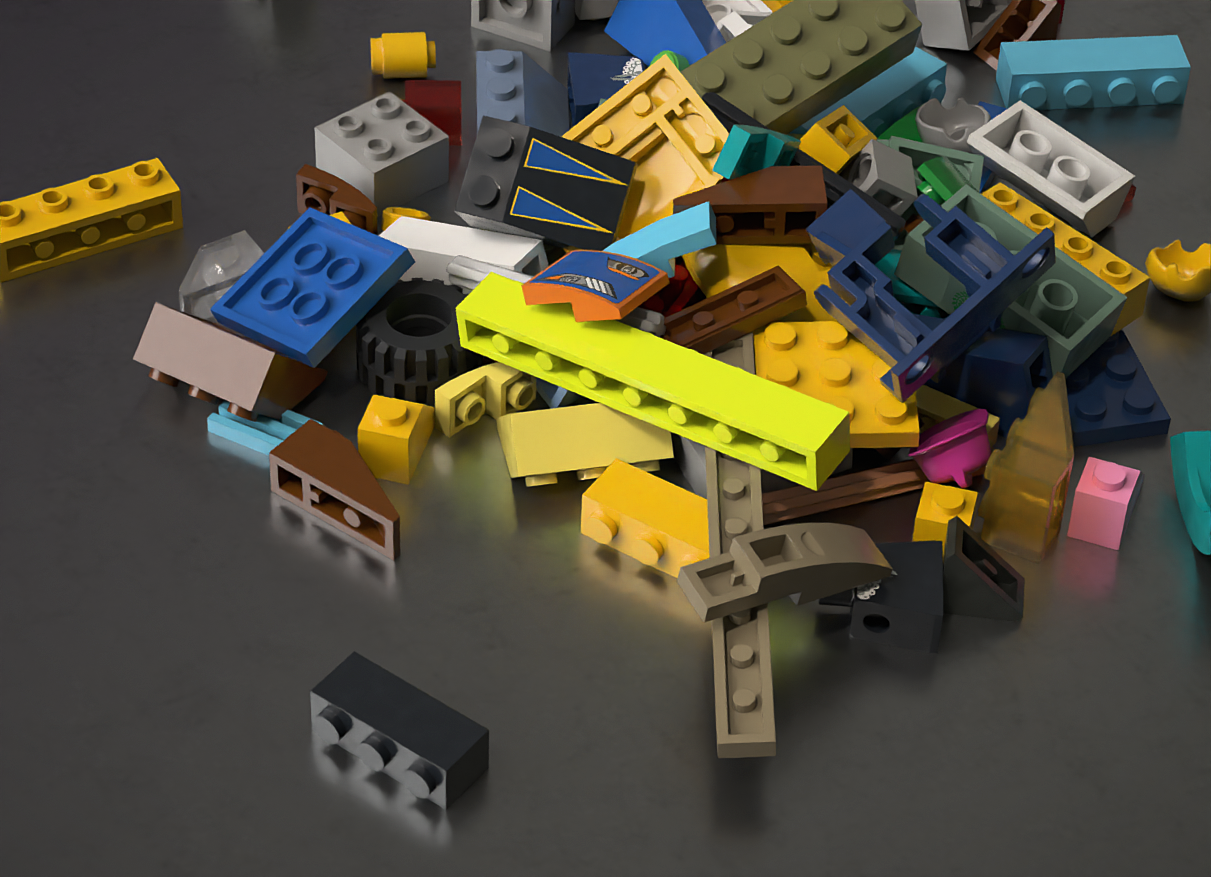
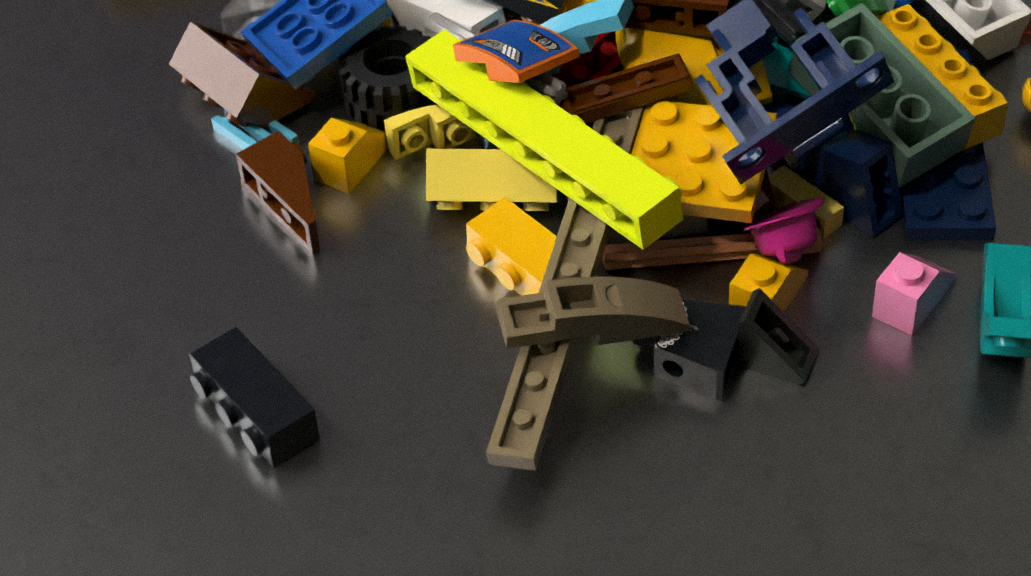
camera: 20 degrees right, 5 degrees up
(1030, 477) = (844, 260): clear yellow slope -> none

